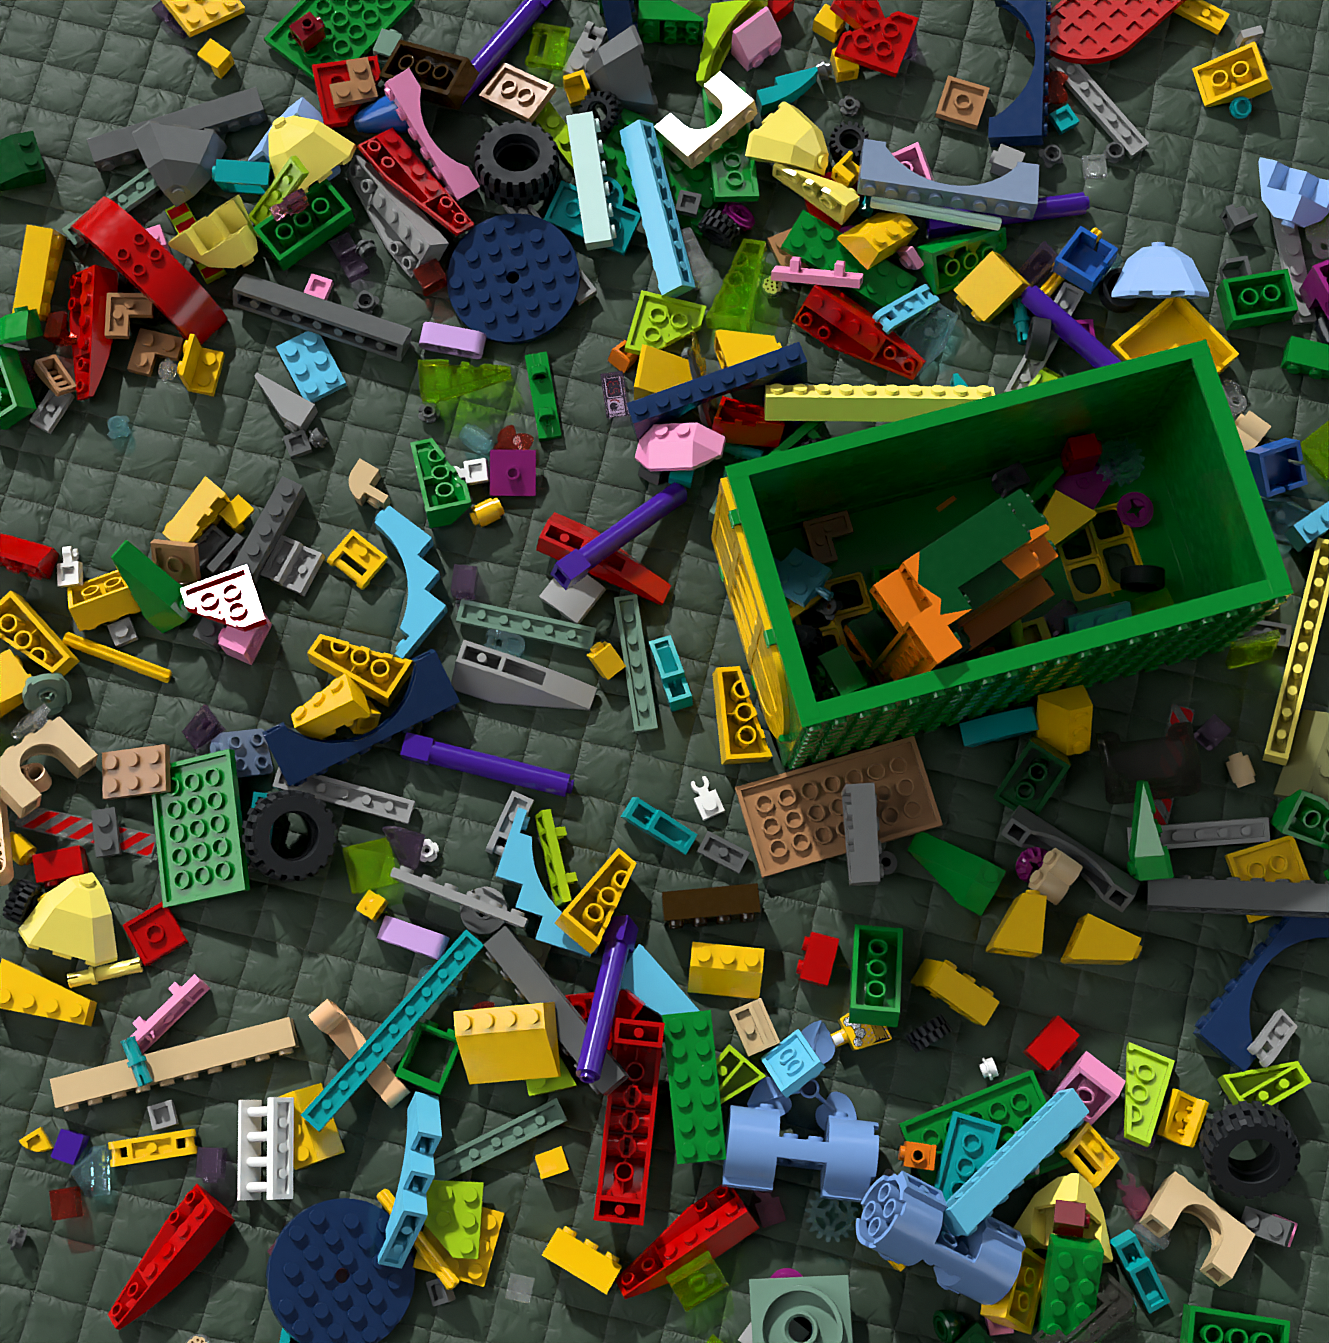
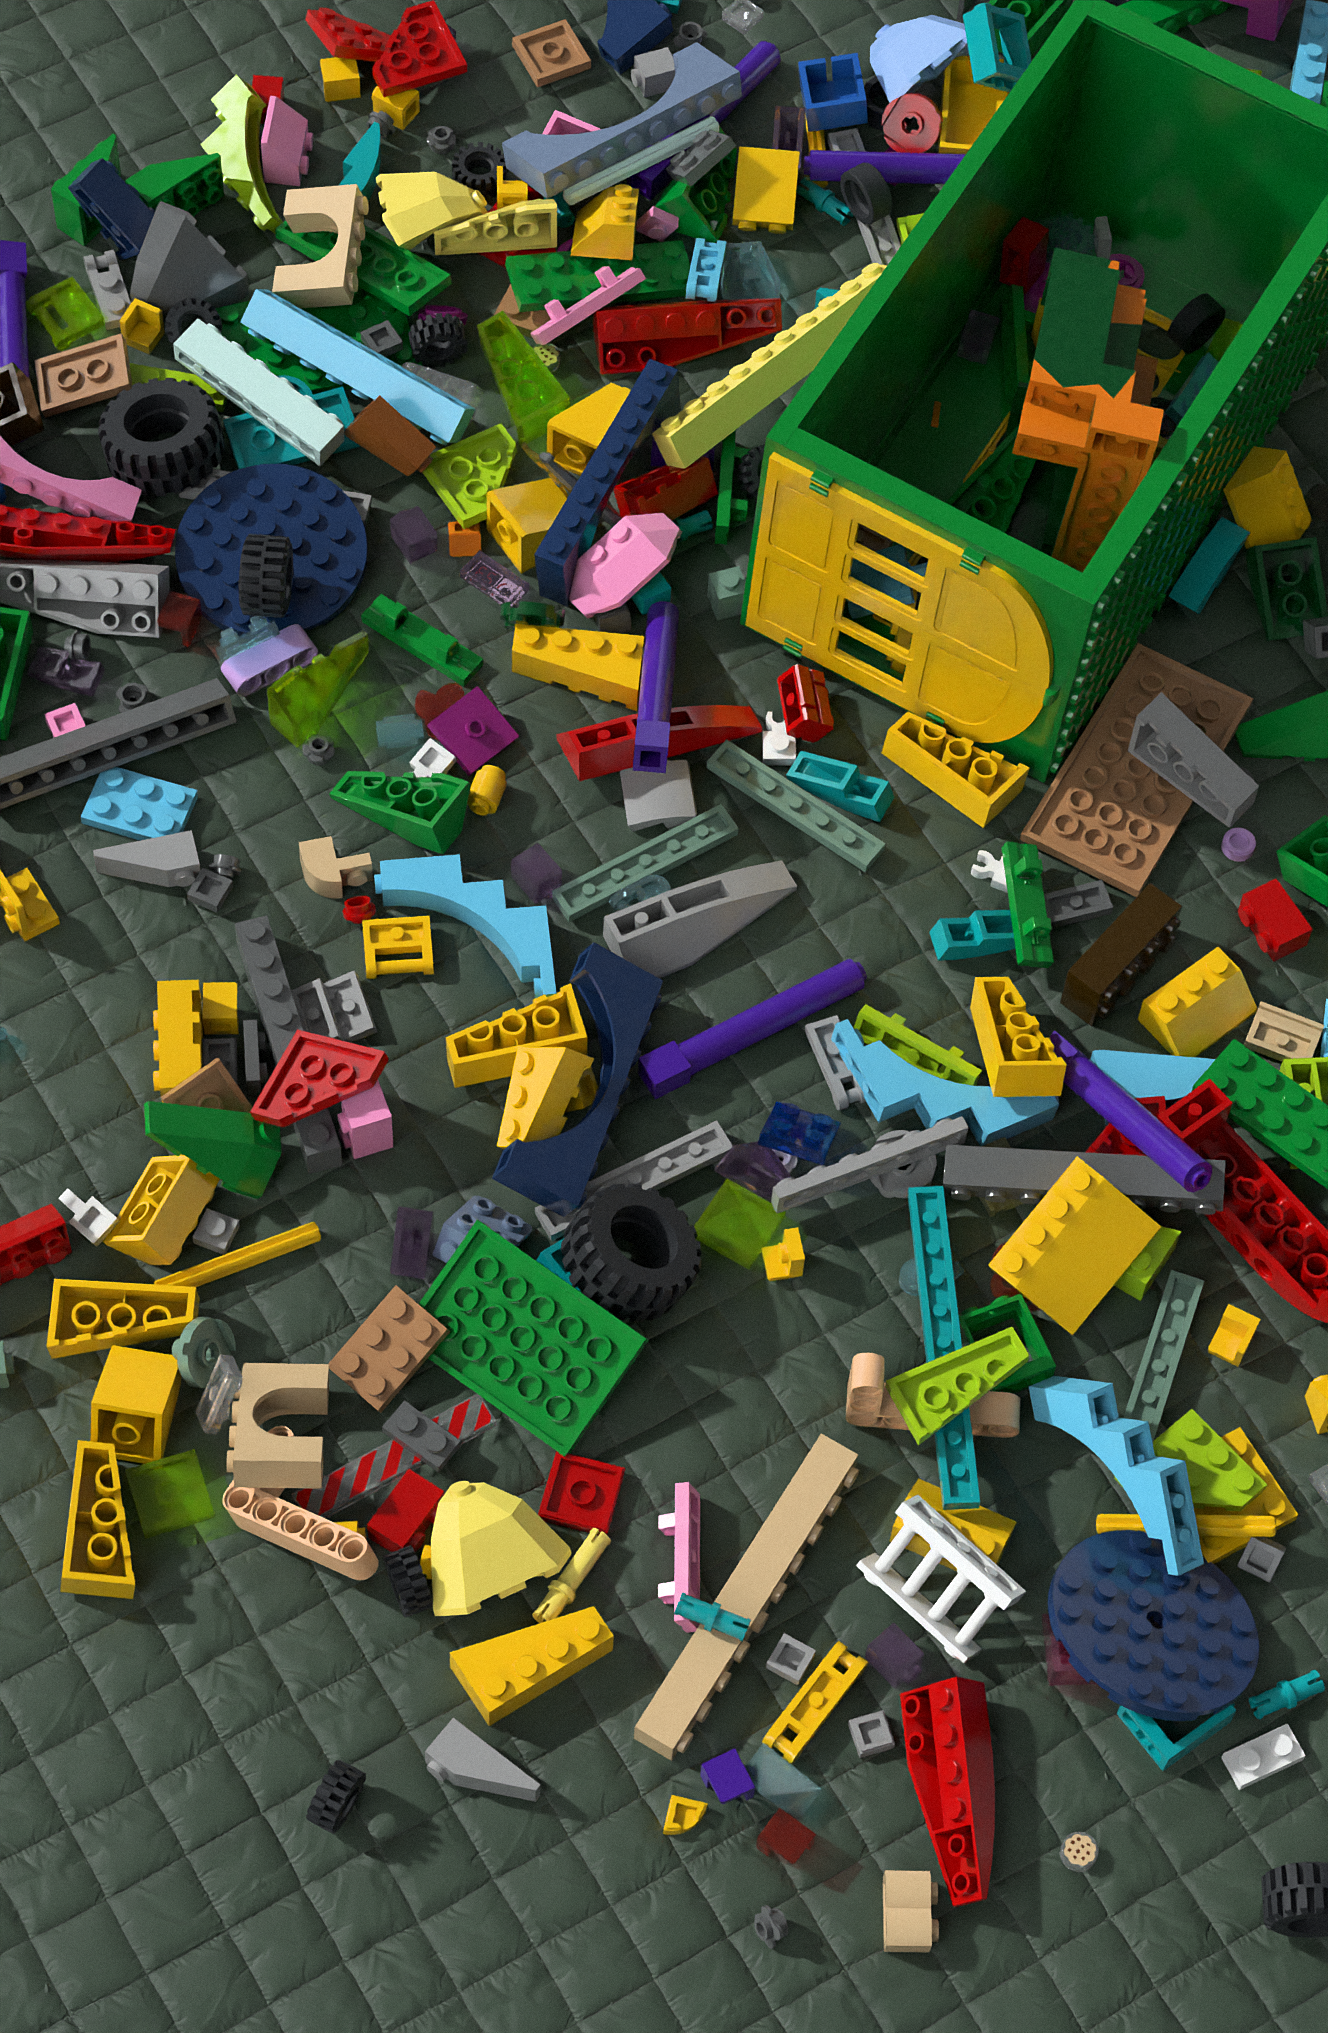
camera: 45 degrees left, 15 degrees down
(84, 1296) = (907, 1911): none -> tan brick
(164, 1189) = (871, 1734): none -> light grey tile
(358, 521) = (358, 909): none -> red plate
(365, 1056) = (950, 1384): none -> lime wing
(413, 937) = (859, 1252): lavender beam -> none
(446, 847) = (799, 1132): none -> clear blue plate
(452, 322) = (259, 632): none -> clear light blue plate
(481, 293) = (265, 575): none -> black tyre
(596, 331) = (413, 534): none -> clear purple brick
(604, 434) = (531, 614): none -> dark green plate
(605, 659) = (765, 823): yellow brick -> none
(607, 480) = (581, 660): none -> yellow wedge
(632, 268) = (391, 437): none -> dark orange slope
(665, 620) = (777, 746): none -> white plate
(693, 830) = (1027, 905): none -> green hinge
(698, 611) = (805, 703): none -> red brick
(848, 898) = (1238, 844): none -> lavender tile
(966, 238) = (696, 161): none -> dark grey plate
(1121, 317) = (895, 127): none -> plate
(1142, 480) = (1102, 237): none -> light grey tile
(1190, 303) = (983, 49): none -> teal window

